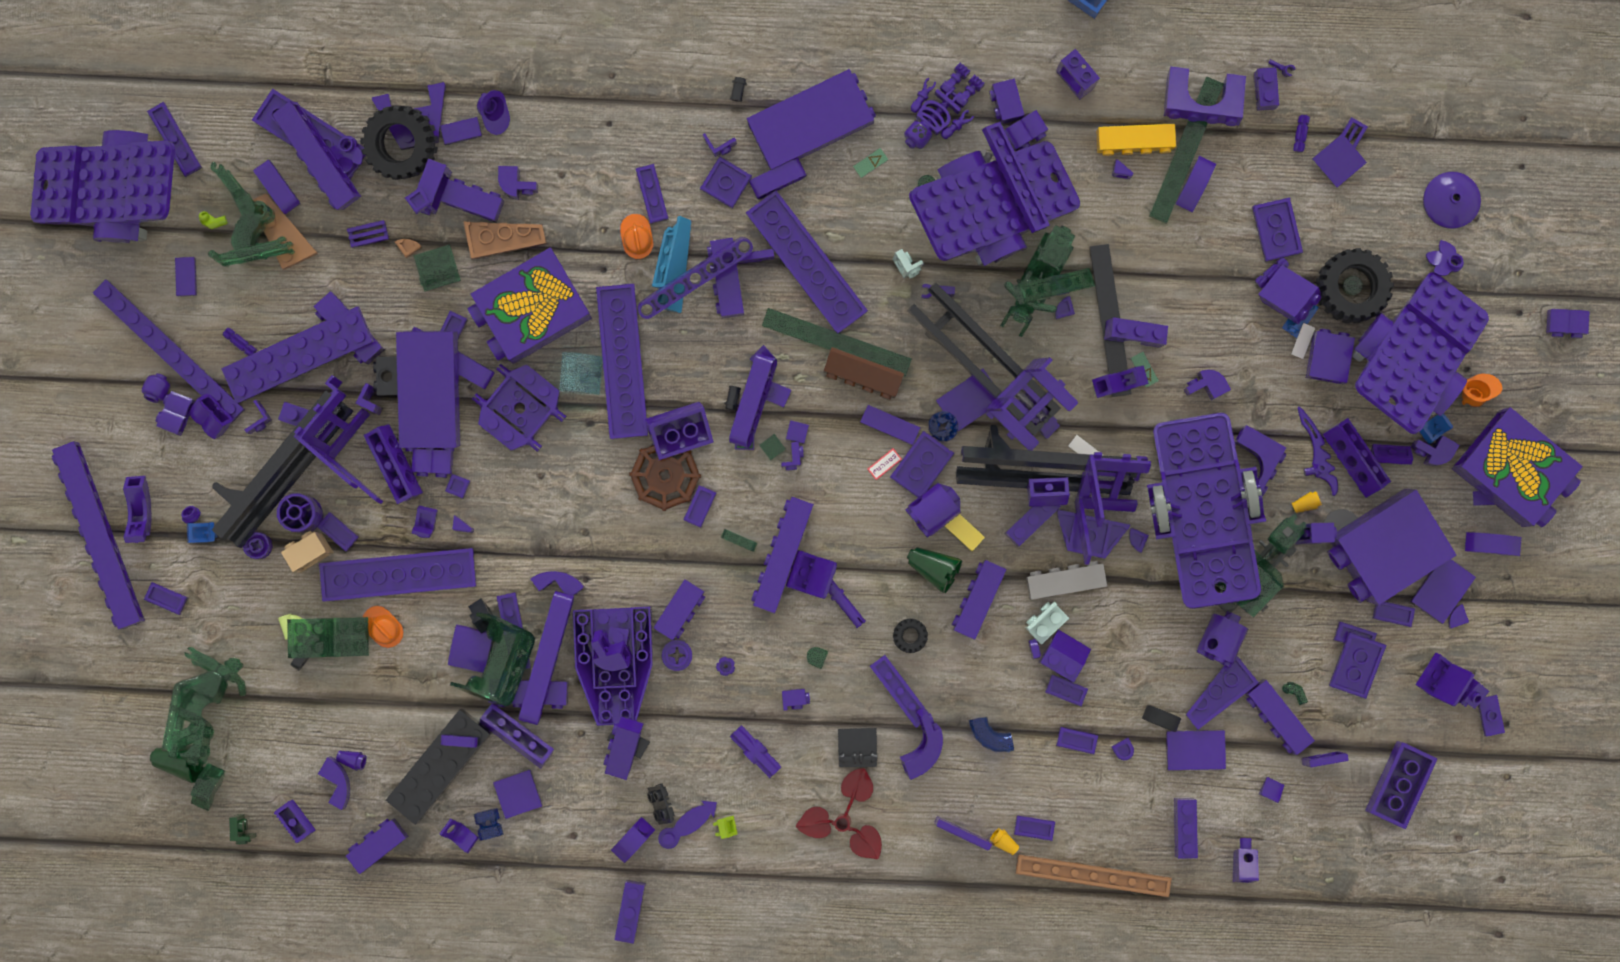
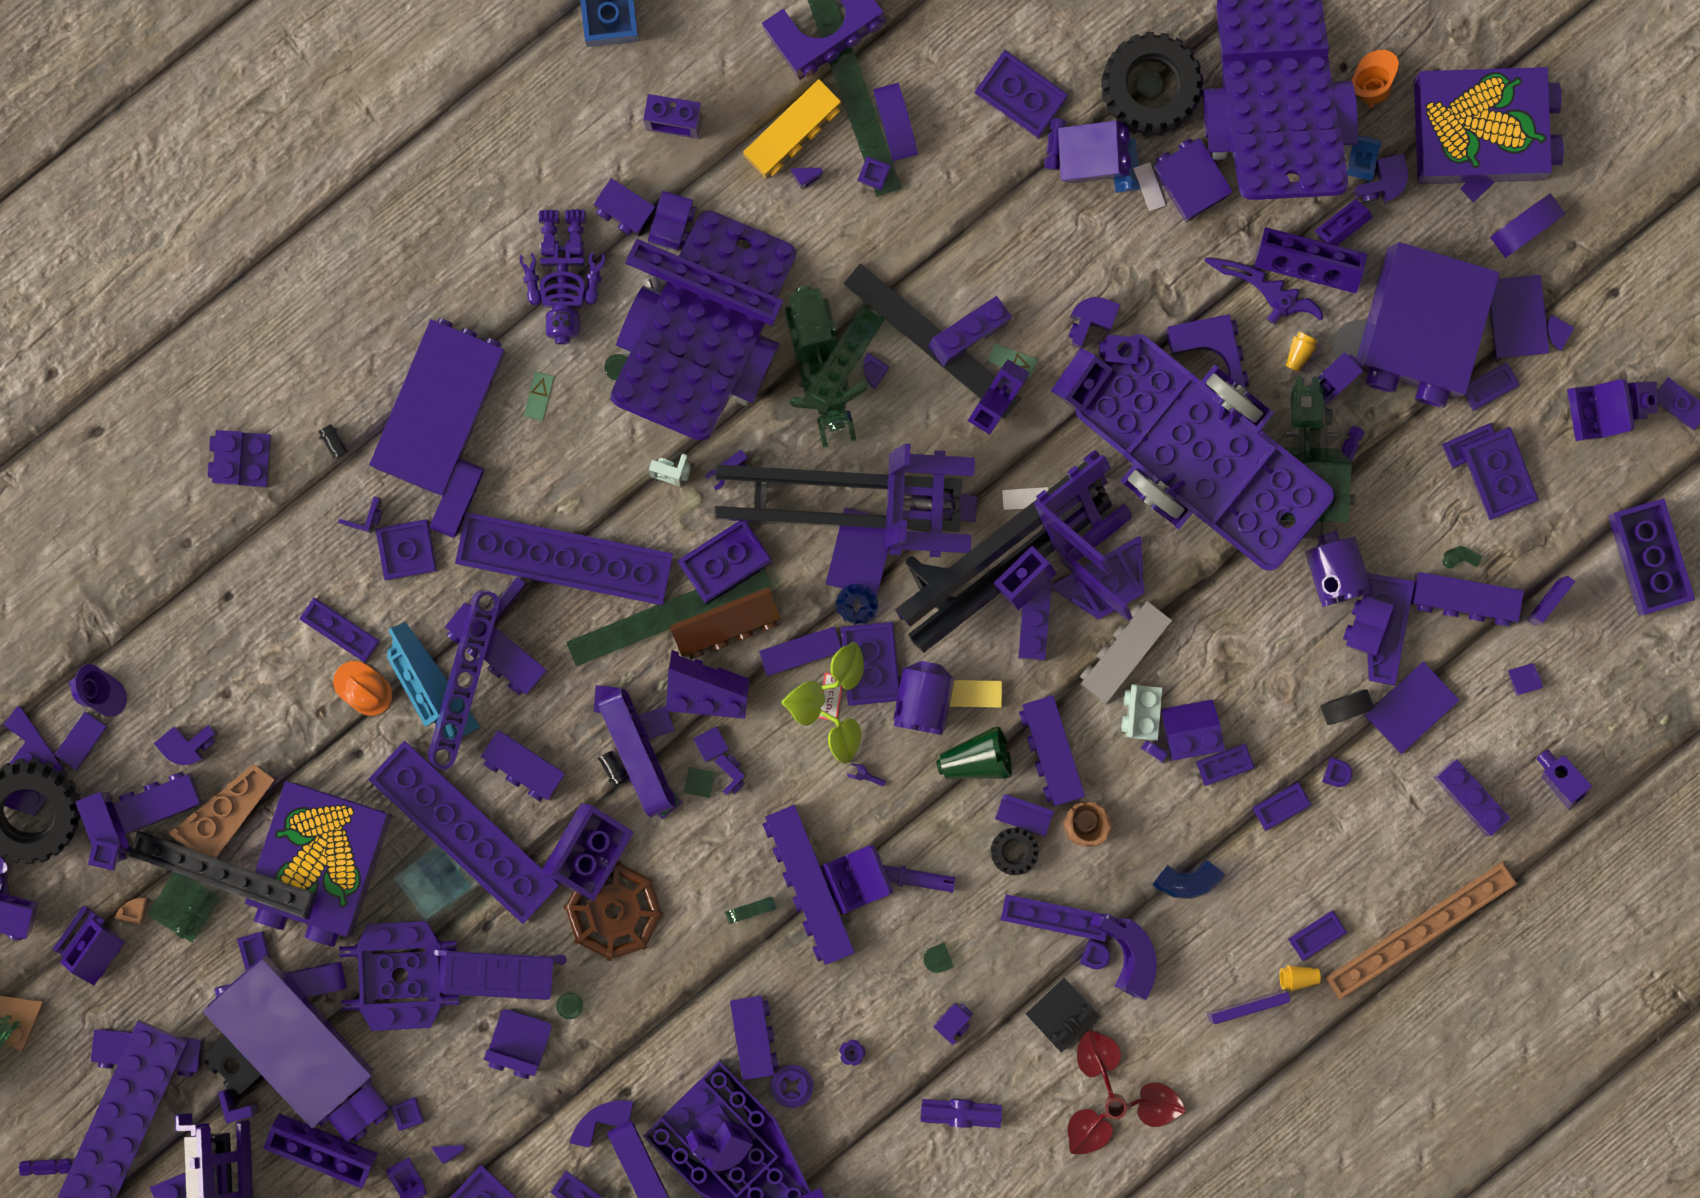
camera: 40 degrees left, 0 degrees up
(366, 249) = (92, 952): none -> dark purple brick
(472, 269) = (223, 875): none -> black tile
(550, 501) = (518, 1043): none -> dark purple bracket
(571, 451) = (495, 974): none -> dark purple container
(596, 505) = (569, 1005): none -> clear green tile
(680, 54) = (240, 458): none -> dark purple plate
(684, 353) = (522, 766): none -> dark purple brick
(699, 506) = (678, 911): dark purple tile -> none
(819, 399) = (705, 690): none -> dark purple wedge
(865, 521) = (863, 774): none -> dark purple hand
(872, 452) = (808, 698): none -> lime plant
(892, 340) = (724, 561): none -> dark purple tile
(903, 731) = (1095, 955): none -> dark purple tile
(933, 620) = (1024, 815): none -> dark purple panel
(963, 656) = (1087, 824): none -> medium nougat hair
(1137, 539) = (1160, 543): dark purple tile -> none
(1159, 201) = (874, 173): none -> dark purple tile
(1173, 412) = (1081, 380): none -> dark purple brick
(1203, 409) = (1109, 352): none -> dark purple bracket
(1212, 685) = (1369, 625): none -> dark purple brick
(1290, 577) = (1351, 444): none -> dark purple axle

